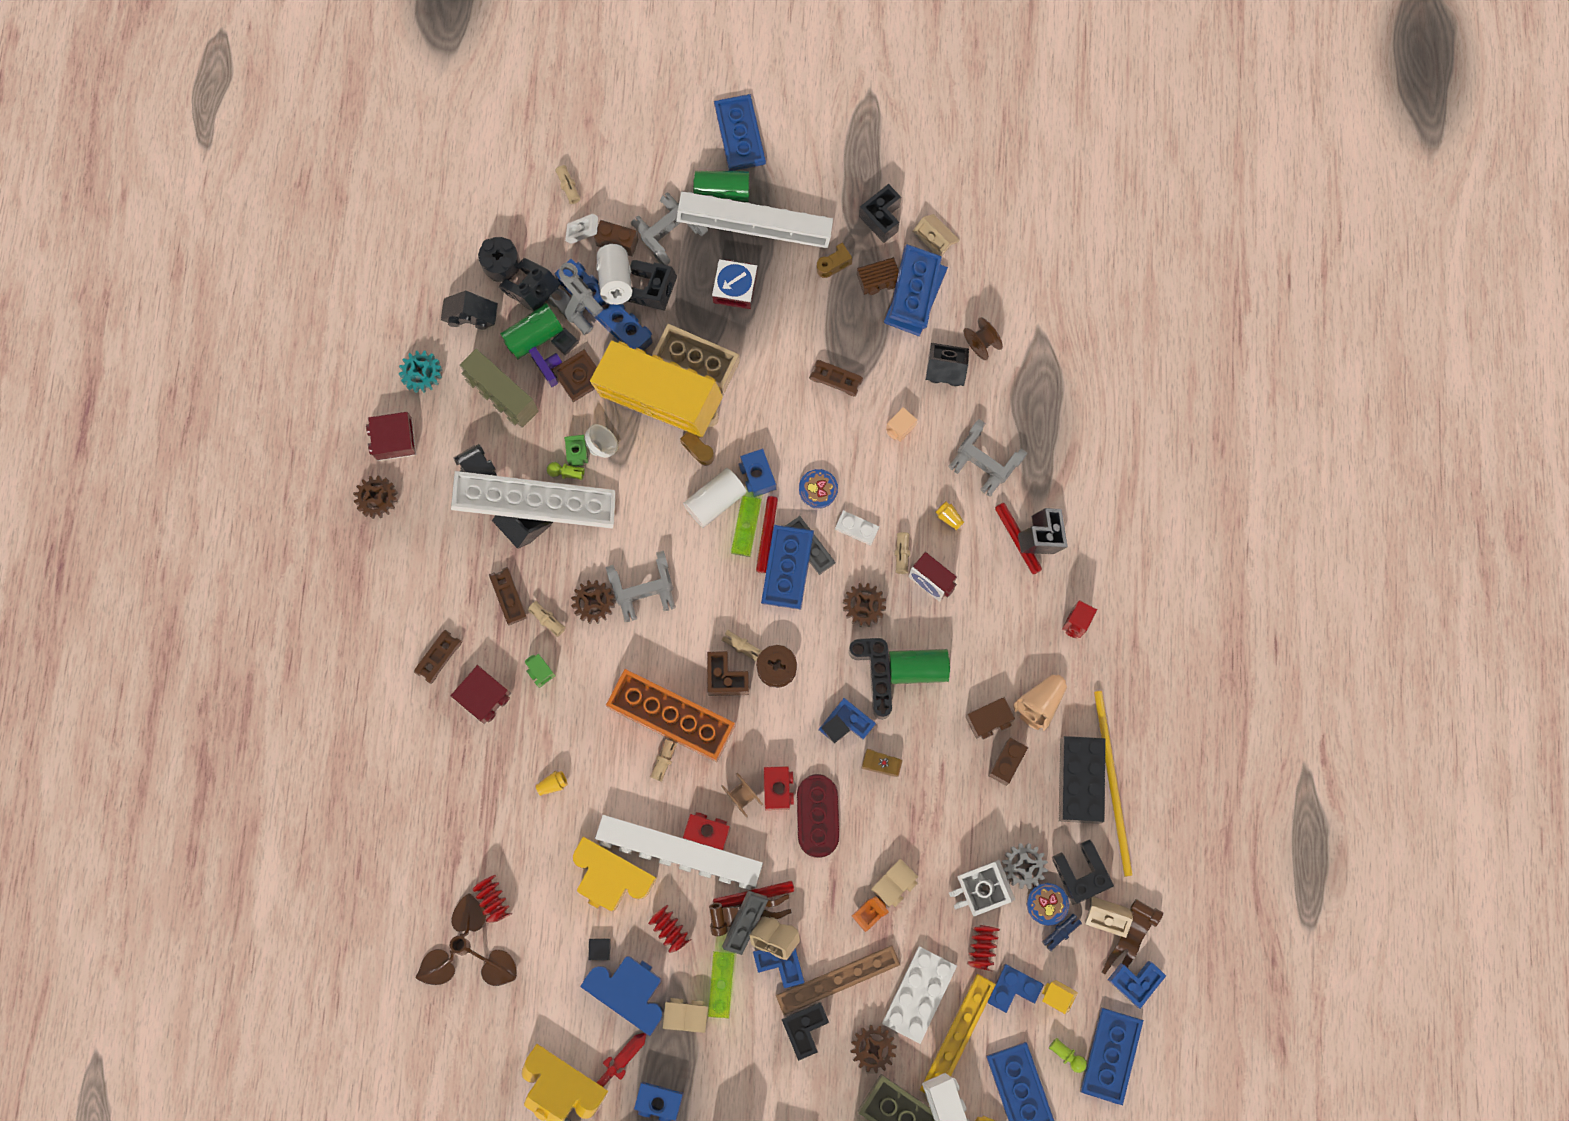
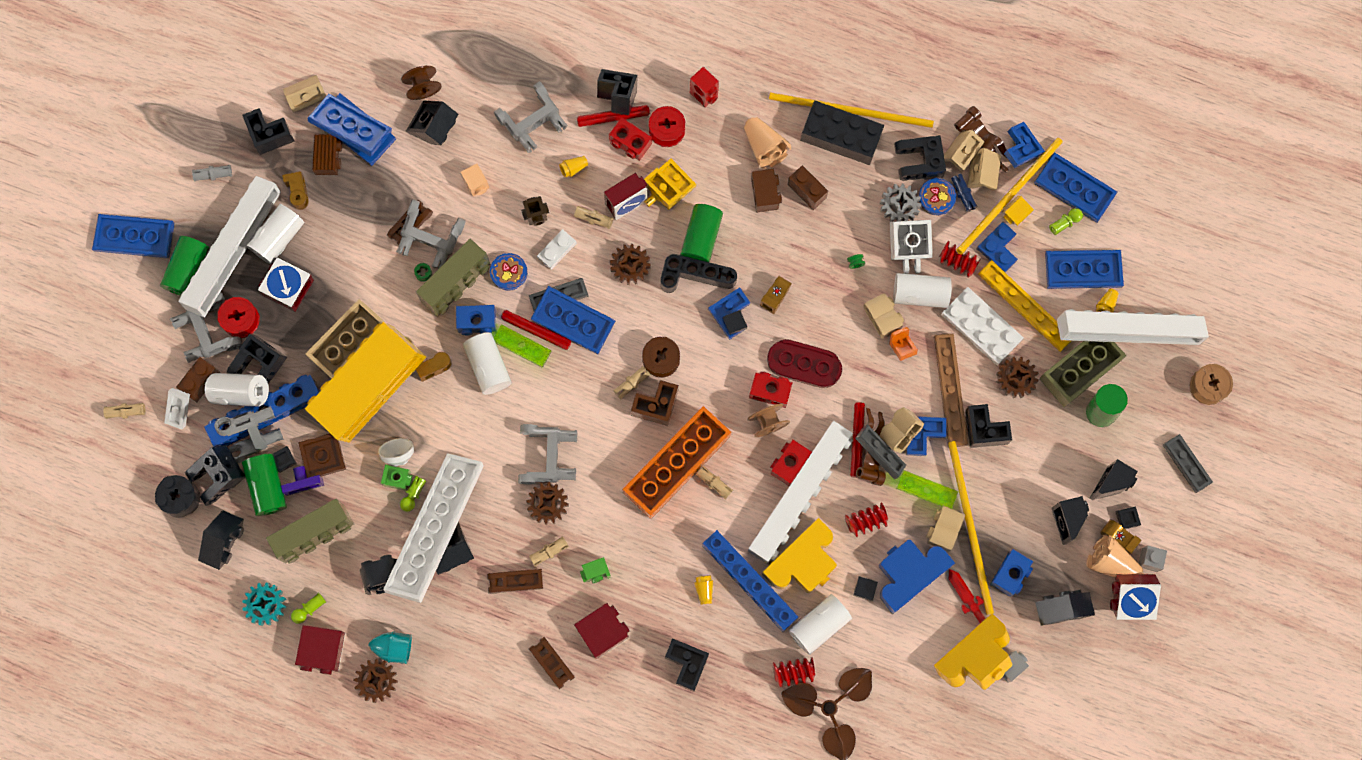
camera: 75 degrees left, 0 degrees up
(410, 501) = (392, 647): none -> teal helmet
(419, 407) = (299, 615): none -> lime pin
(474, 792) = (691, 659): none -> black brick
(546, 912) = (820, 624): none -> white piece
(571, 827) = (749, 581): none -> blue brick
(681, 260) = (229, 313): none -> red piece
(694, 1043) = (971, 528): none -> yellow piece
(781, 256) = (275, 234): none -> white piece
(790, 436) = (453, 278): none -> olive brick
(792, 401) = (418, 269): none -> green bush
(822, 381) = (443, 246): none -> light grey connector
(824, 179) = (212, 173): none -> light grey pin
(887, 486) = (535, 205): none -> dark brown brick
(934, 917) = (922, 290): none -> white piece
(945, 837) = (856, 261): none -> green bush
(962, 616) = (668, 185): none -> yellow plate
(1002, 564) = (634, 135): none -> red brick
(1031, 586) = (667, 116): none -> red piece
(1074, 983) = (1007, 198): none -> yellow piece
(1095, 947) = (984, 169): none -> tan panel

